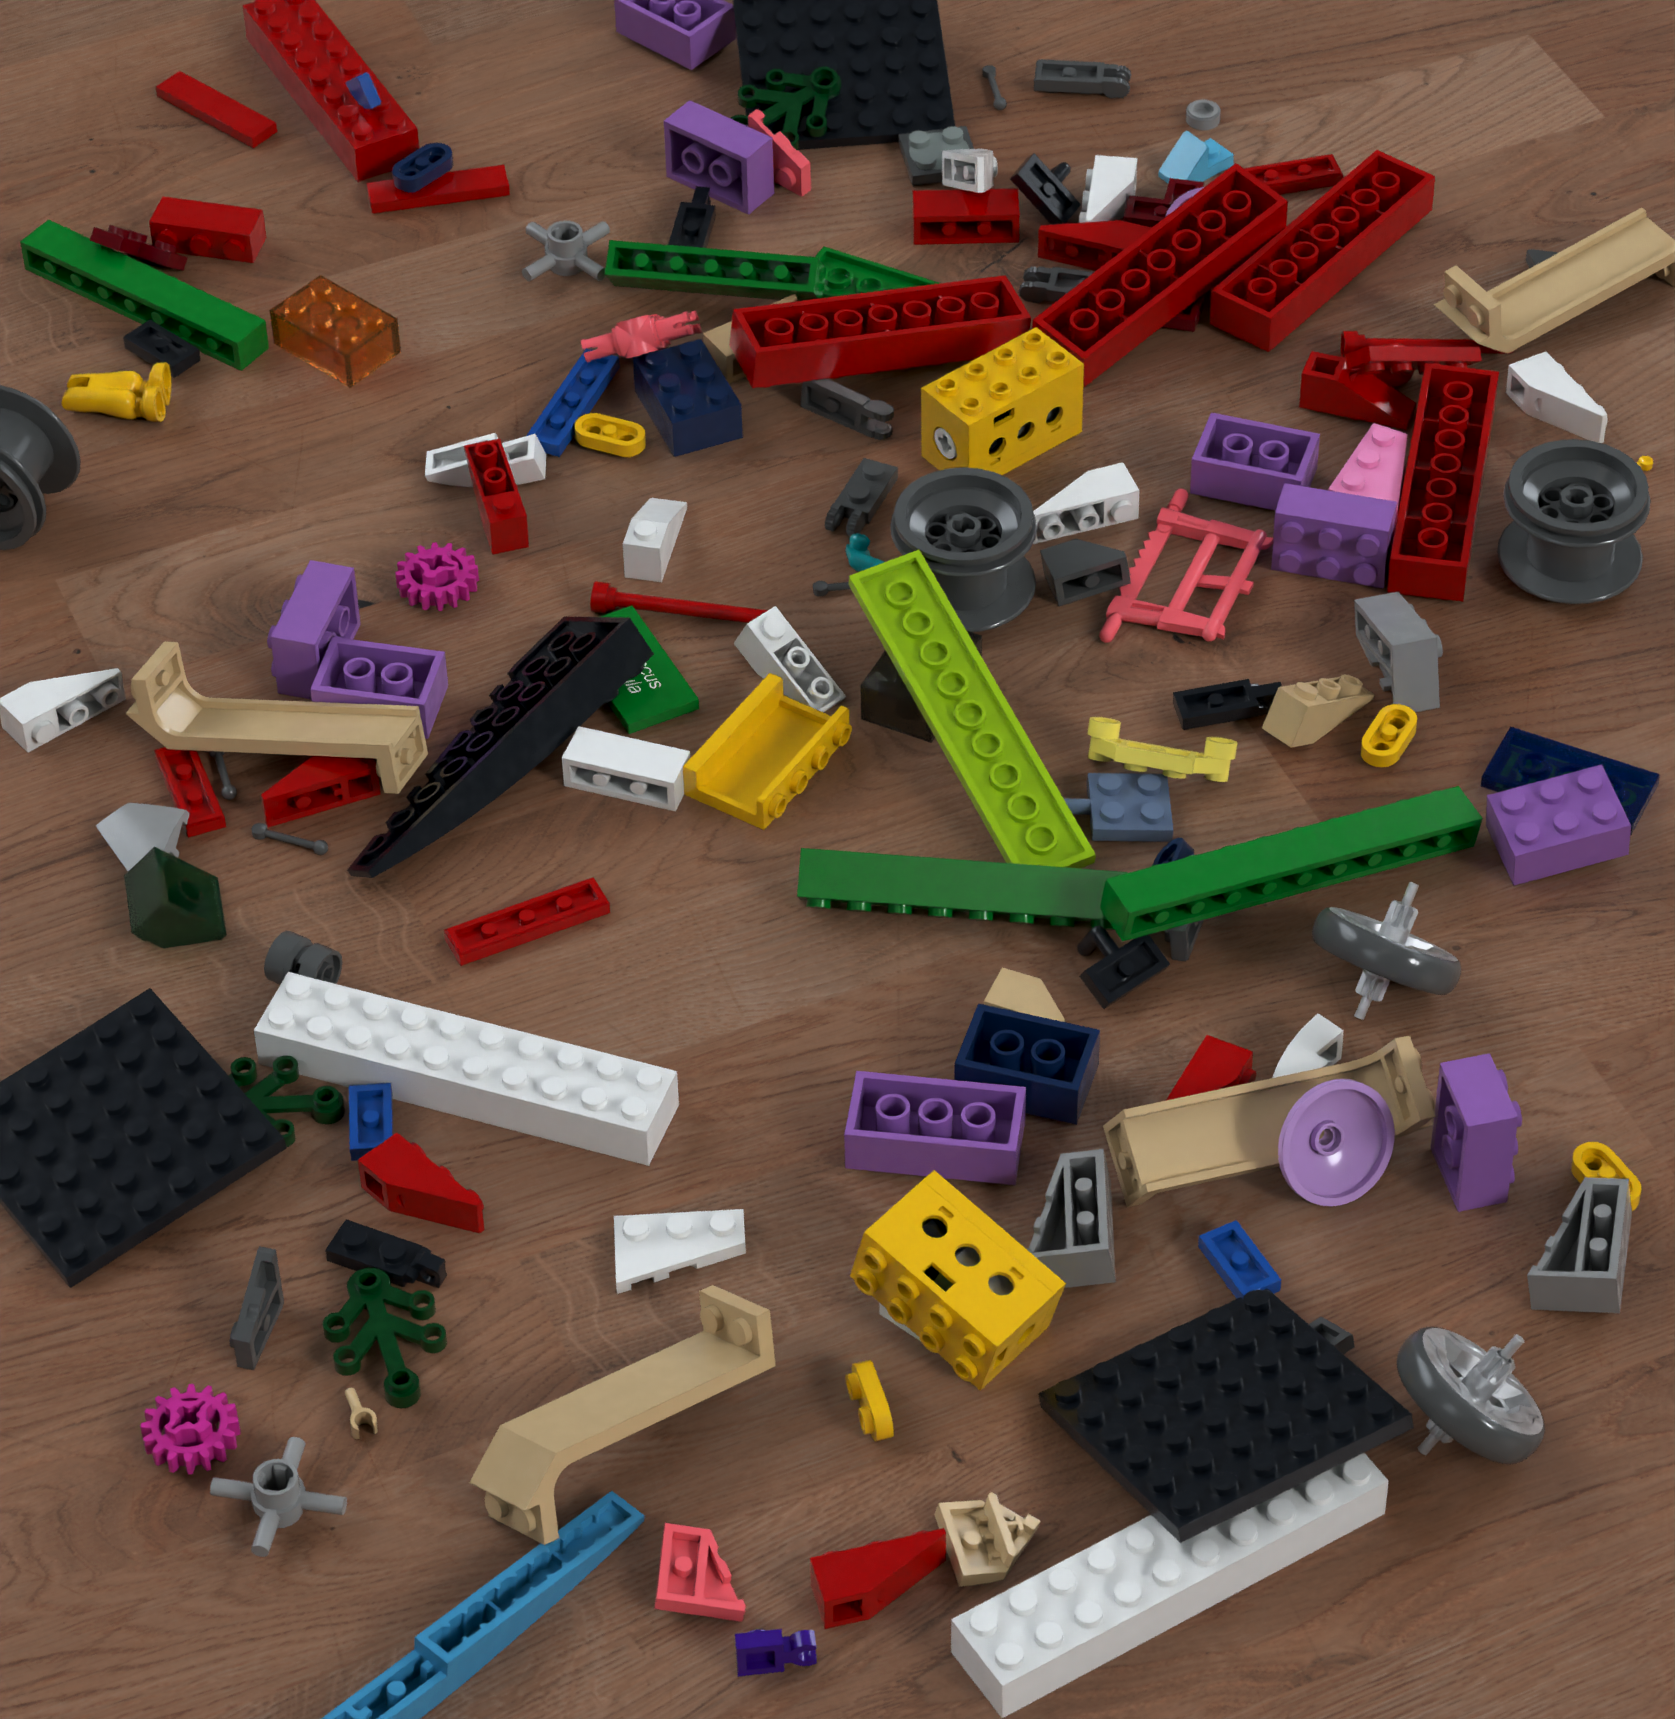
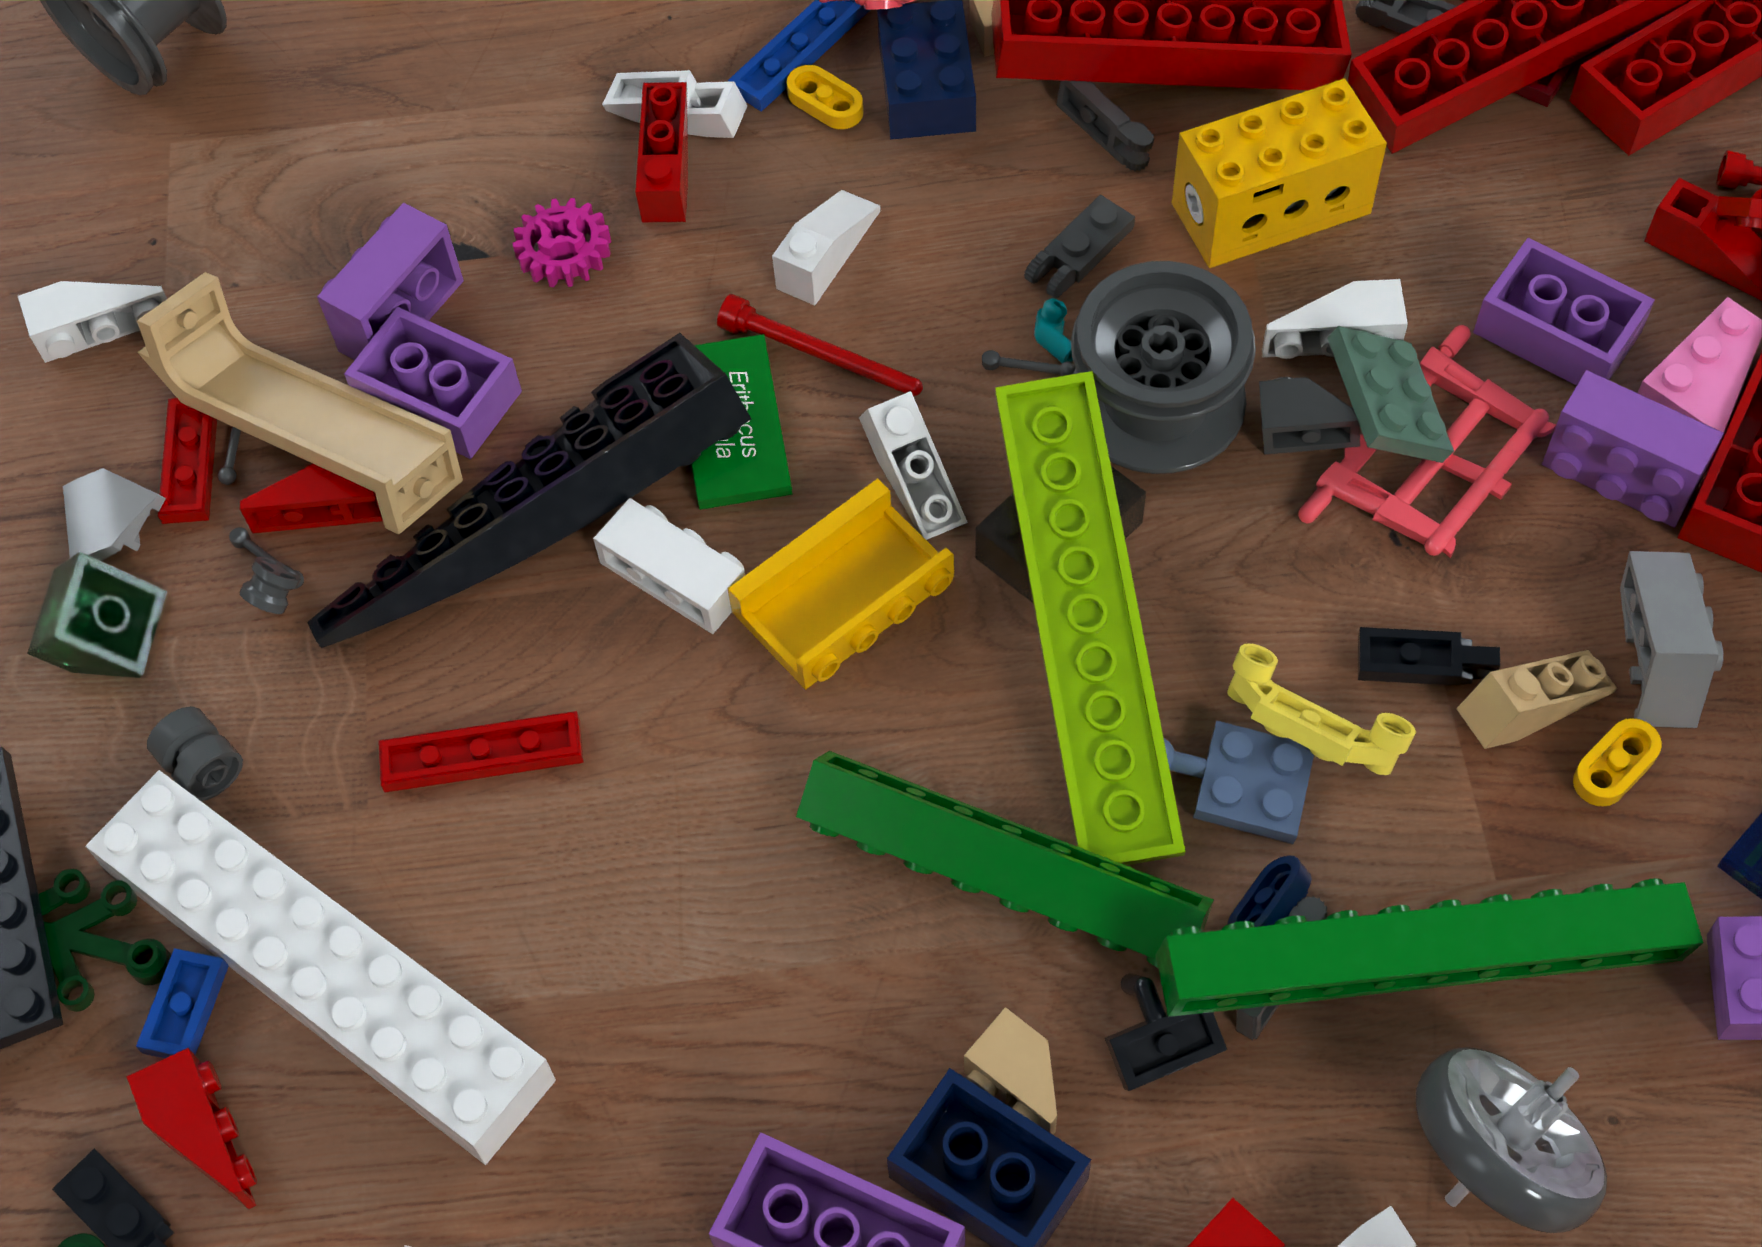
camera: 20 degrees right, 15 degrees up
(309, 848) = (270, 585): none -> dark grey wheel
(1142, 537) = (1390, 394): none -> sand green plate

